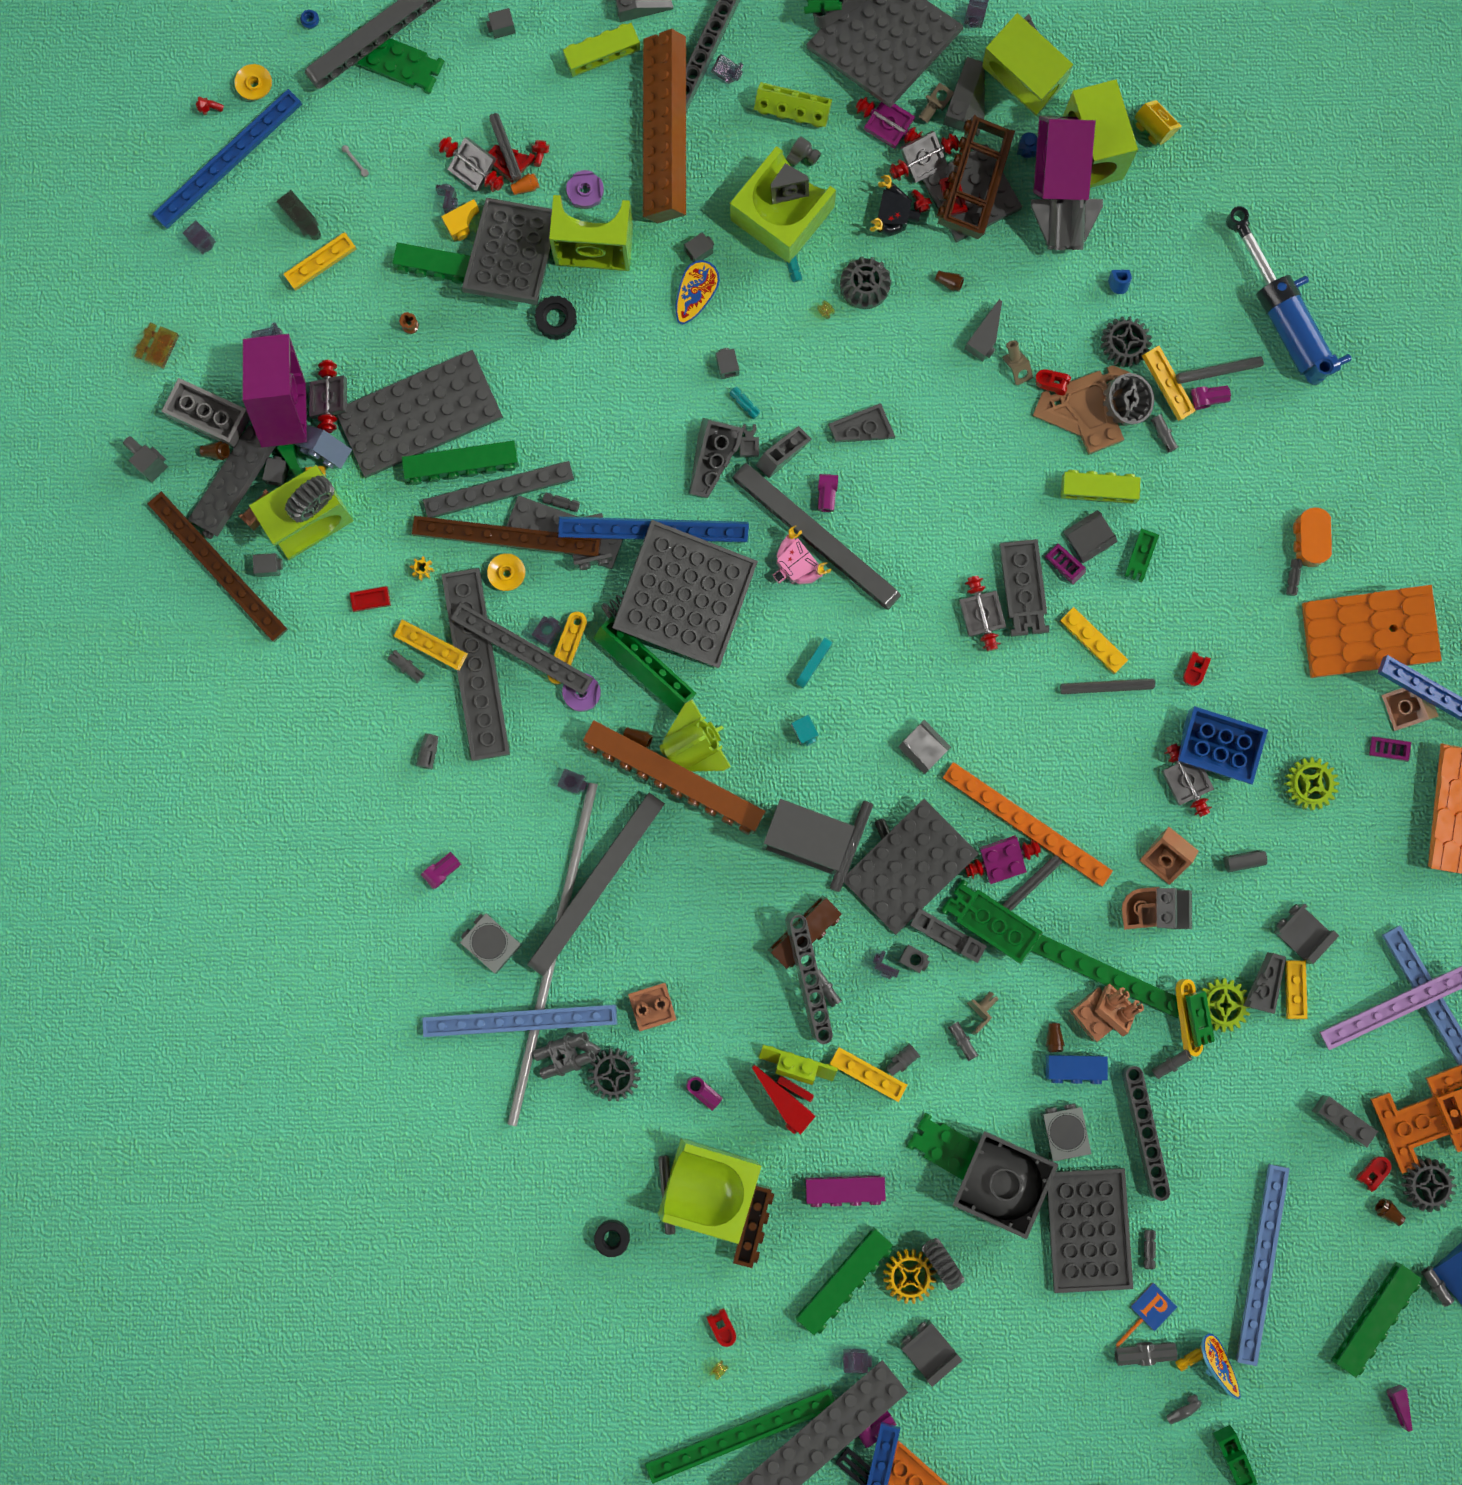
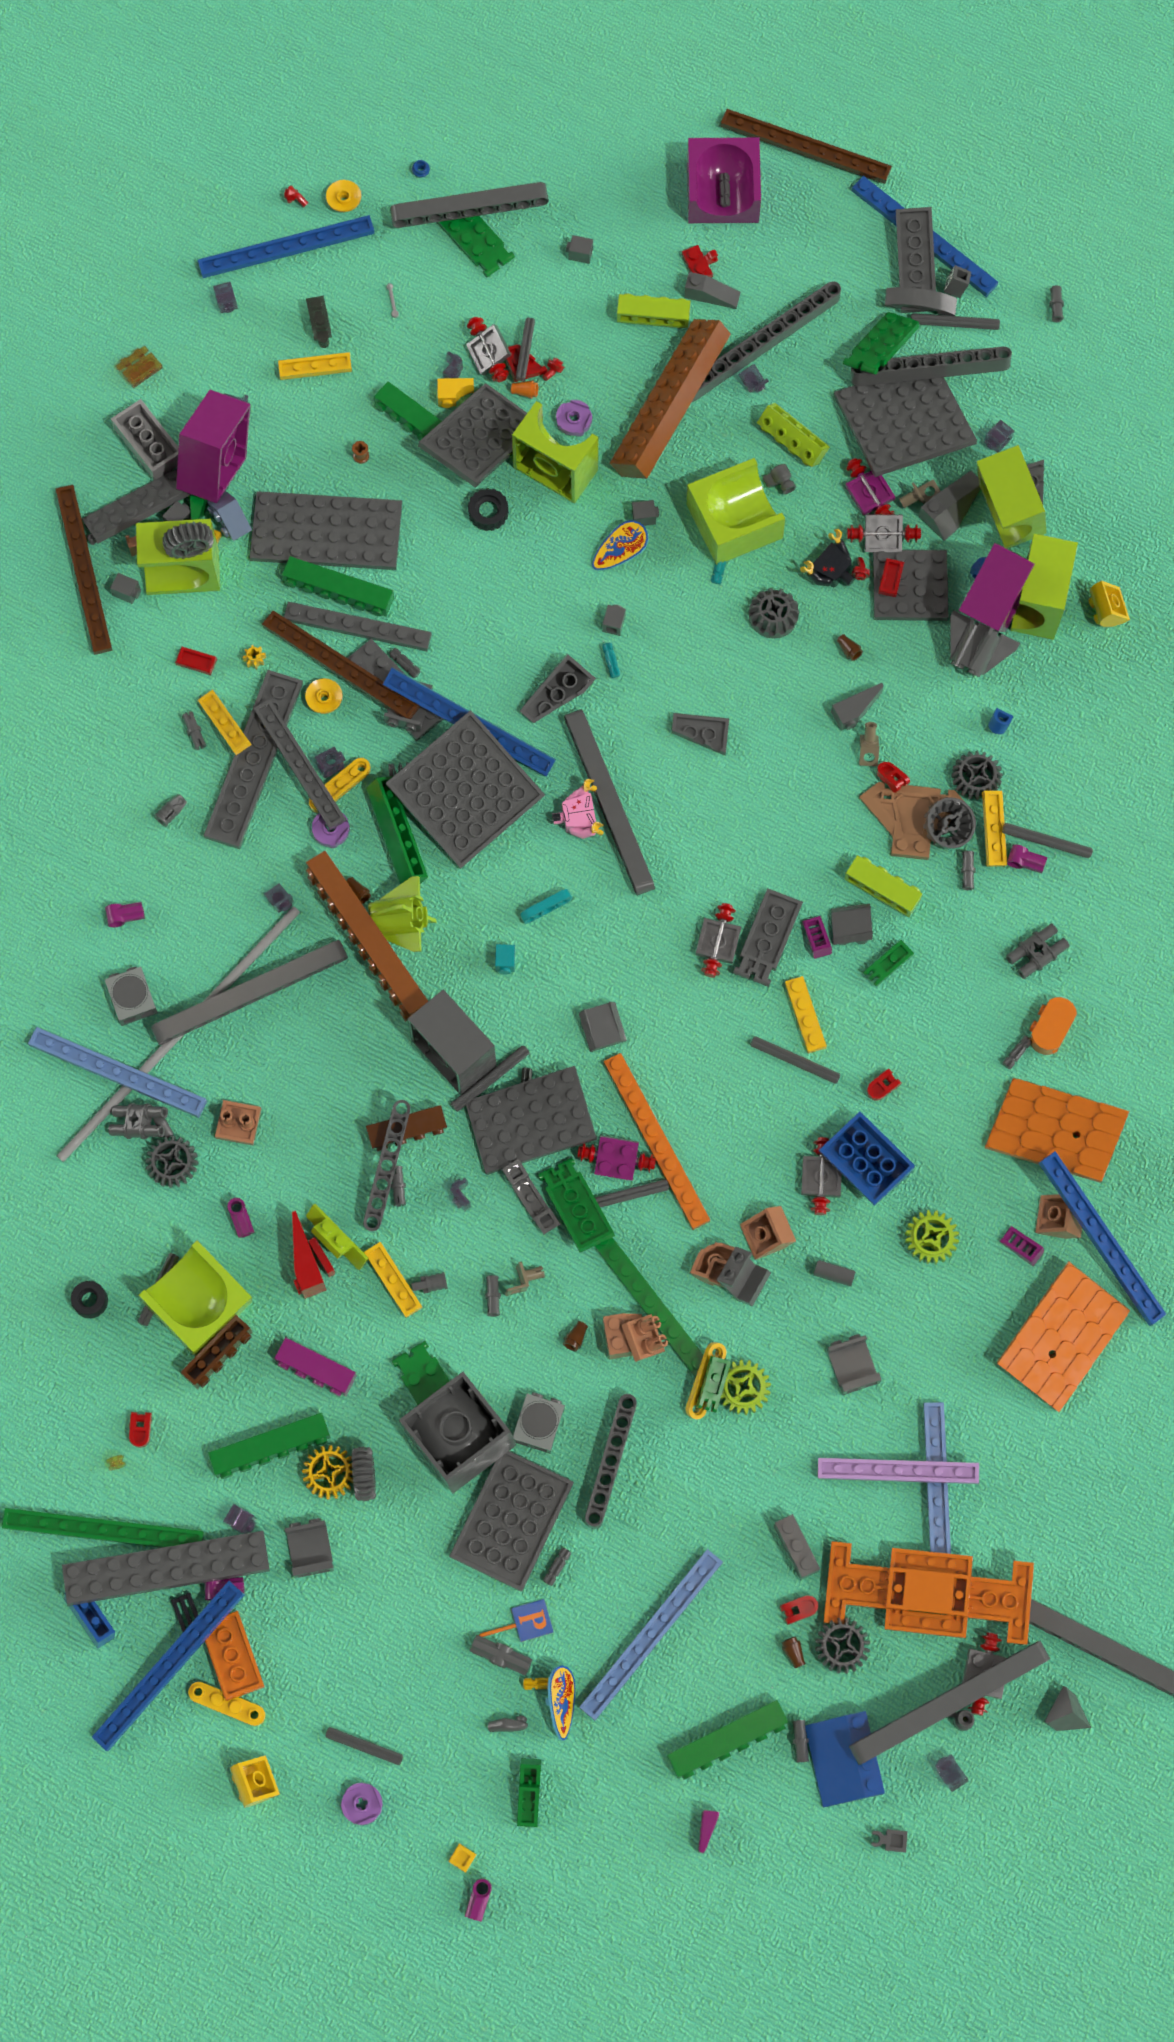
camera: 30 degrees right, 10 degrees down
(146, 459) = (75, 452): dark grey brick -> none
(215, 450) = (138, 474): reddish brown cone -> none
(328, 396) = (257, 477): flat silver plate -> none
(749, 445) = (595, 696): dark grey plate -> none
(783, 452) = (616, 717): dark grey slope -> none
(789, 185) = (746, 495): dark grey slope -> none
(825, 309) = (726, 618): clear yellow bush -> none
(827, 489) = (641, 767): magenta piece -> none
(905, 959) = (486, 1194): dark grey brick -> none
(966, 144) = (923, 538): reddish brown window -> none
(1076, 1068) = (580, 1372): blue brick -> none
(1172, 1064) = (667, 1413): dark grey pin -> none
(1254, 475) = (1037, 960): none -> dark grey pin
(1267, 984) = (792, 1390): dark grey wing -> none
(1288, 311) = (1135, 821): blue piece -> none
(1296, 990) = (818, 1410): yellow tile -> none

